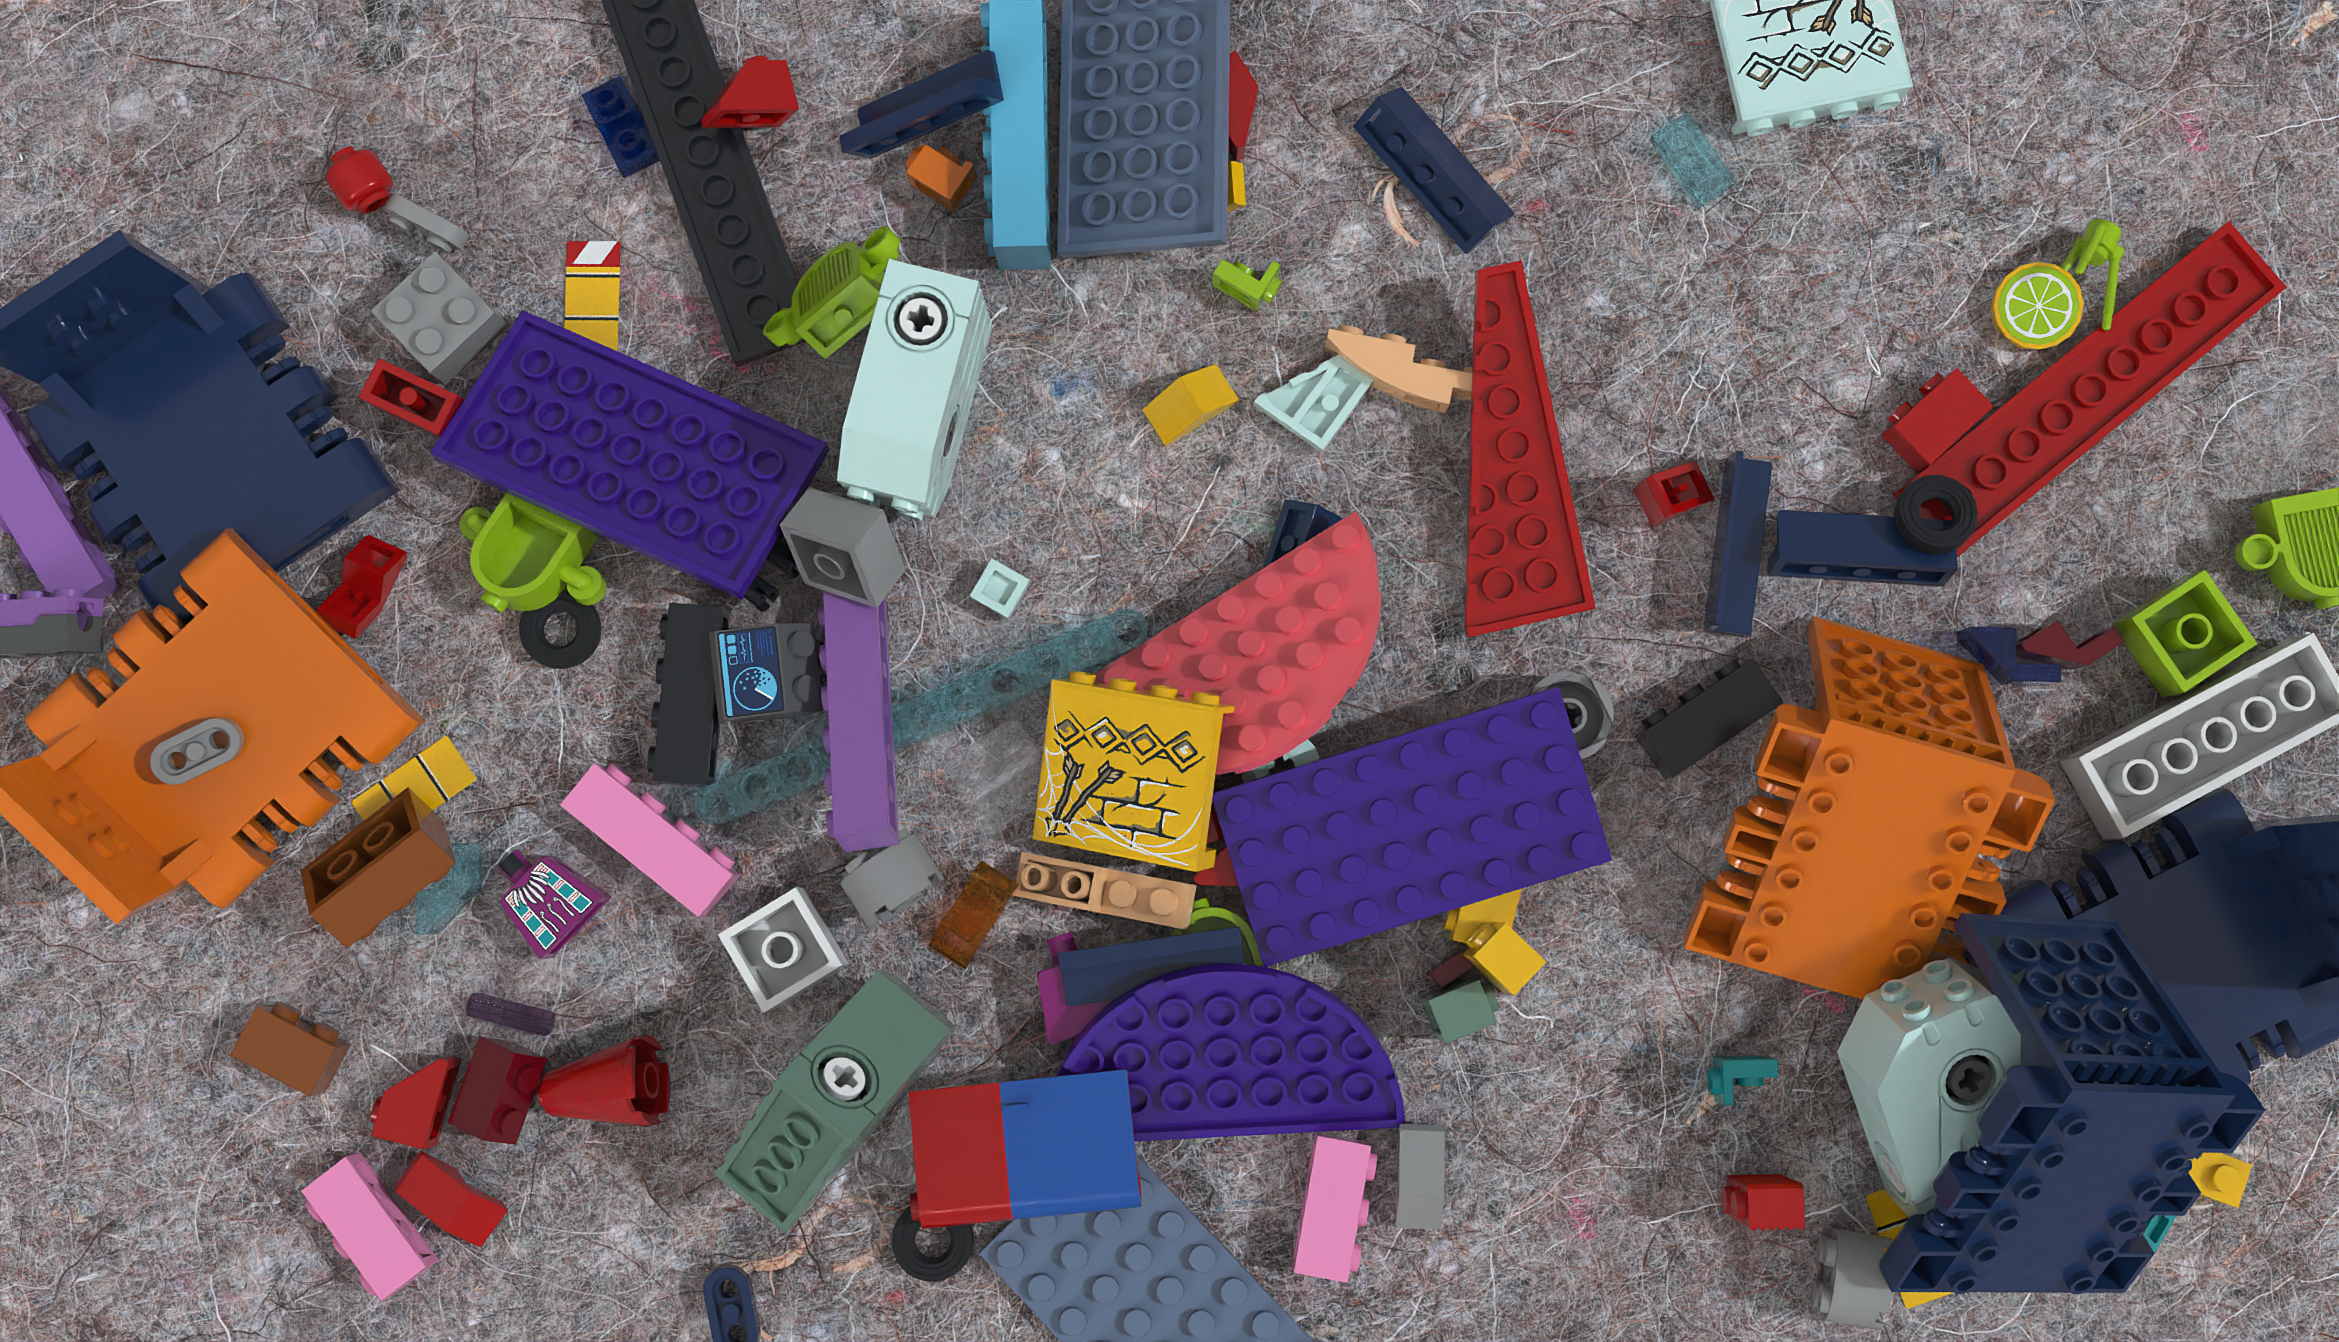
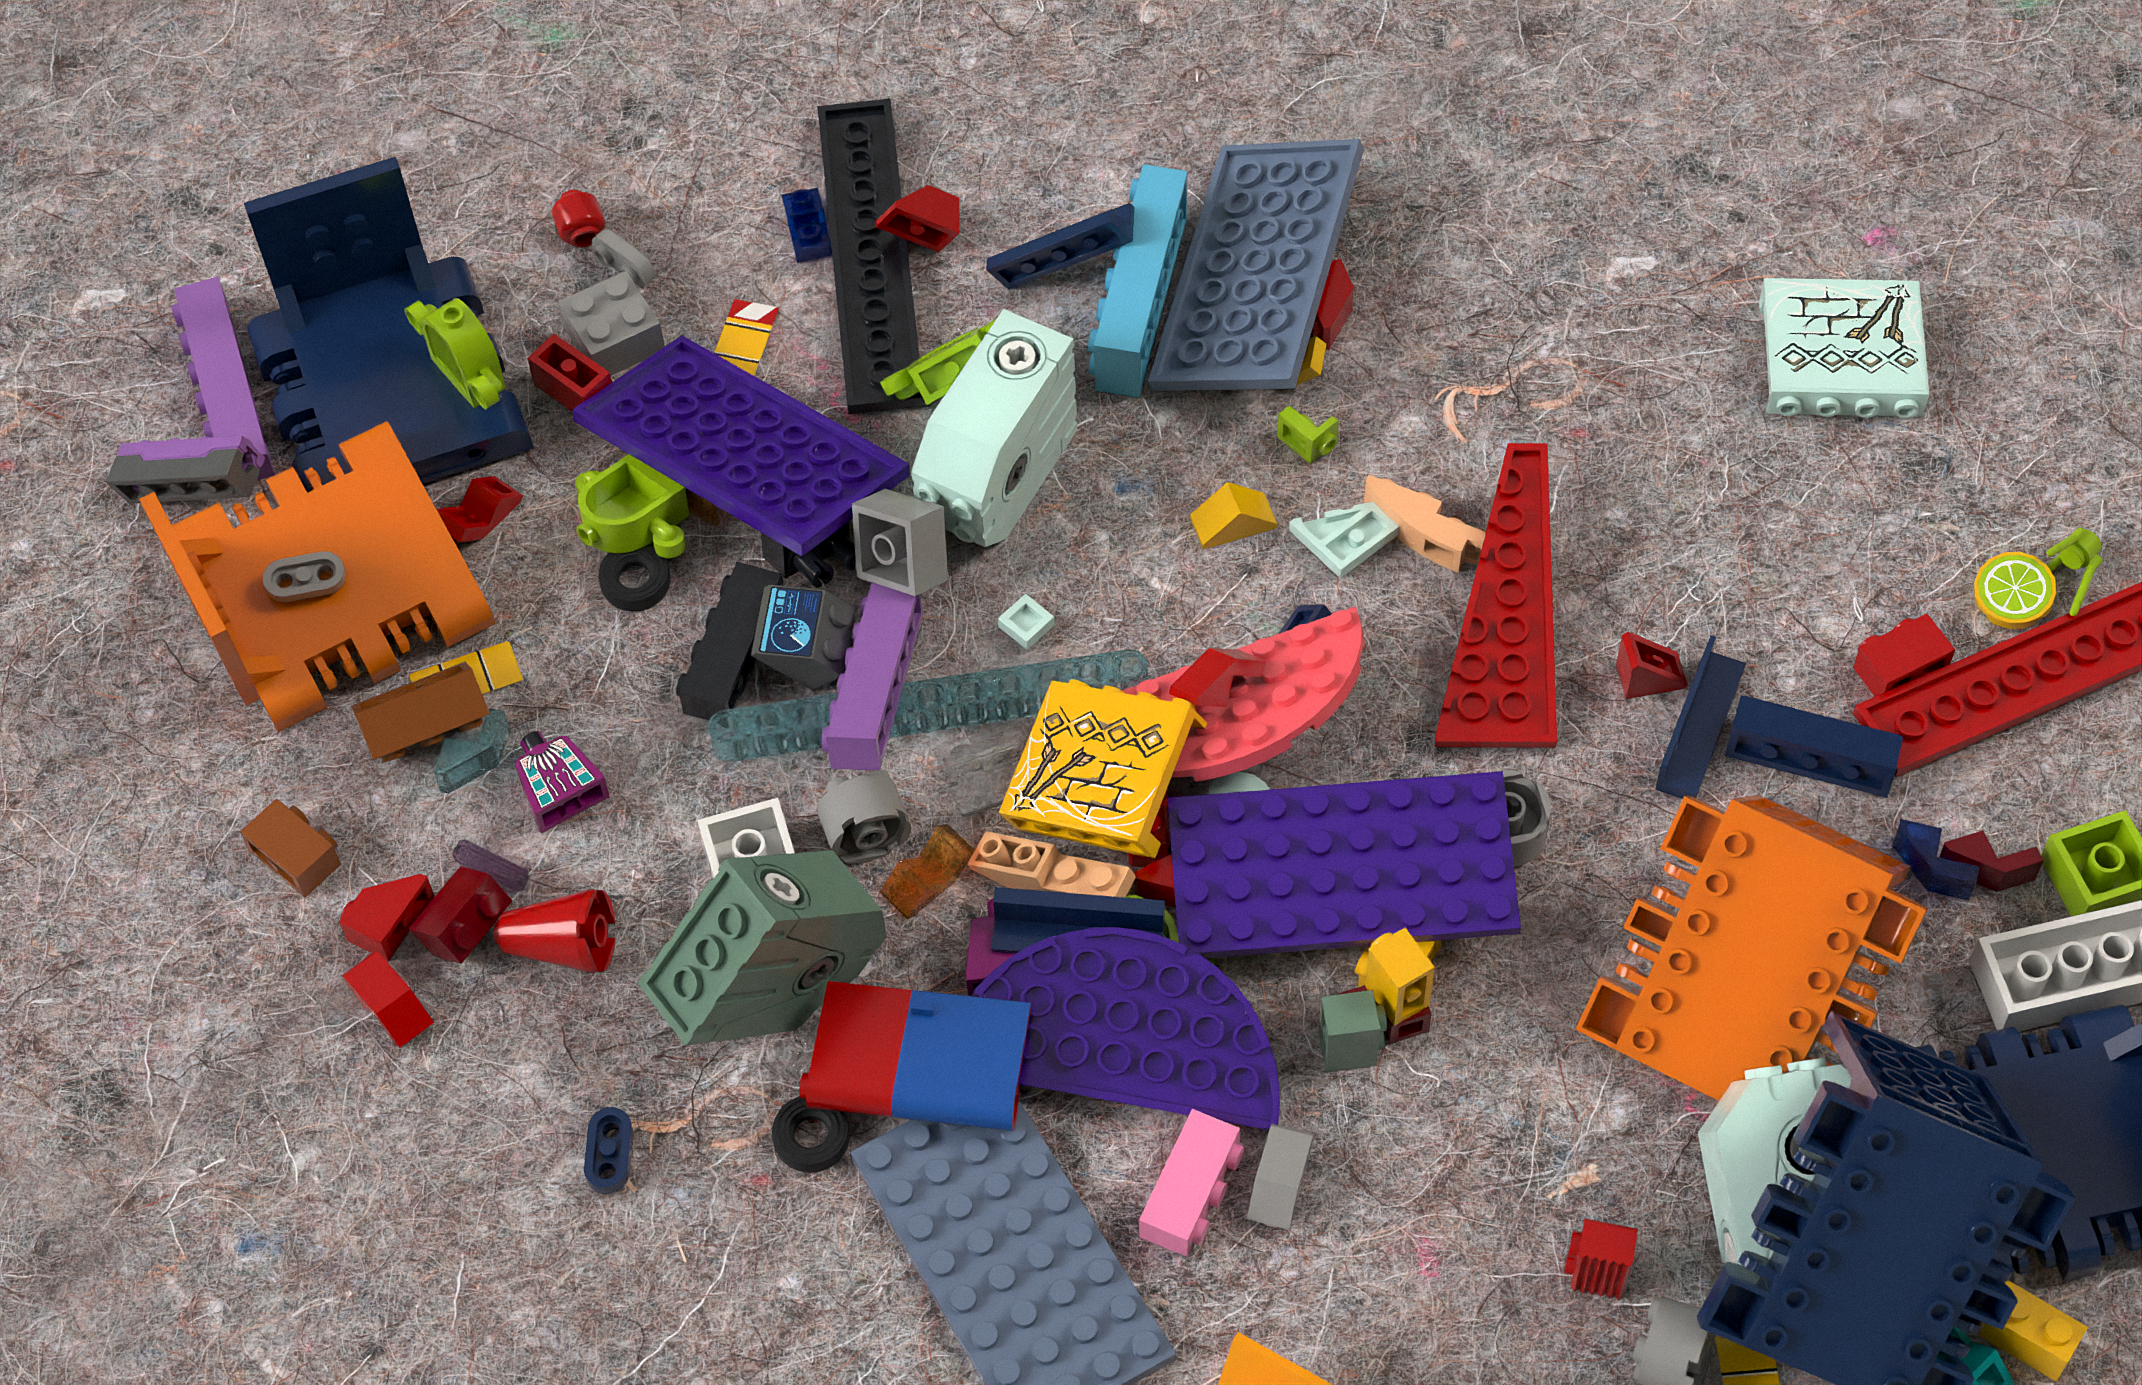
camera: 15 degrees right, 25 degrees down
(279, 421) = (460, 349): none -> lime piece
(368, 1226) = (307, 1005): bright pink brick -> none
(650, 839) = (661, 750): bright pink brick -> none
(940, 175) = (1065, 306): orange brick -> none
(1227, 650) = (1211, 675): none -> red slope
(1432, 168) = (1490, 382): dark blue panel -> none
(1692, 160) = (1725, 423): clear light blue tile -> none
(1707, 717) = (1625, 855): black brick -> none
(1746, 1070) = (1610, 1149): teal bracket -> none
(1944, 490) = (1879, 740): black tyre -> none

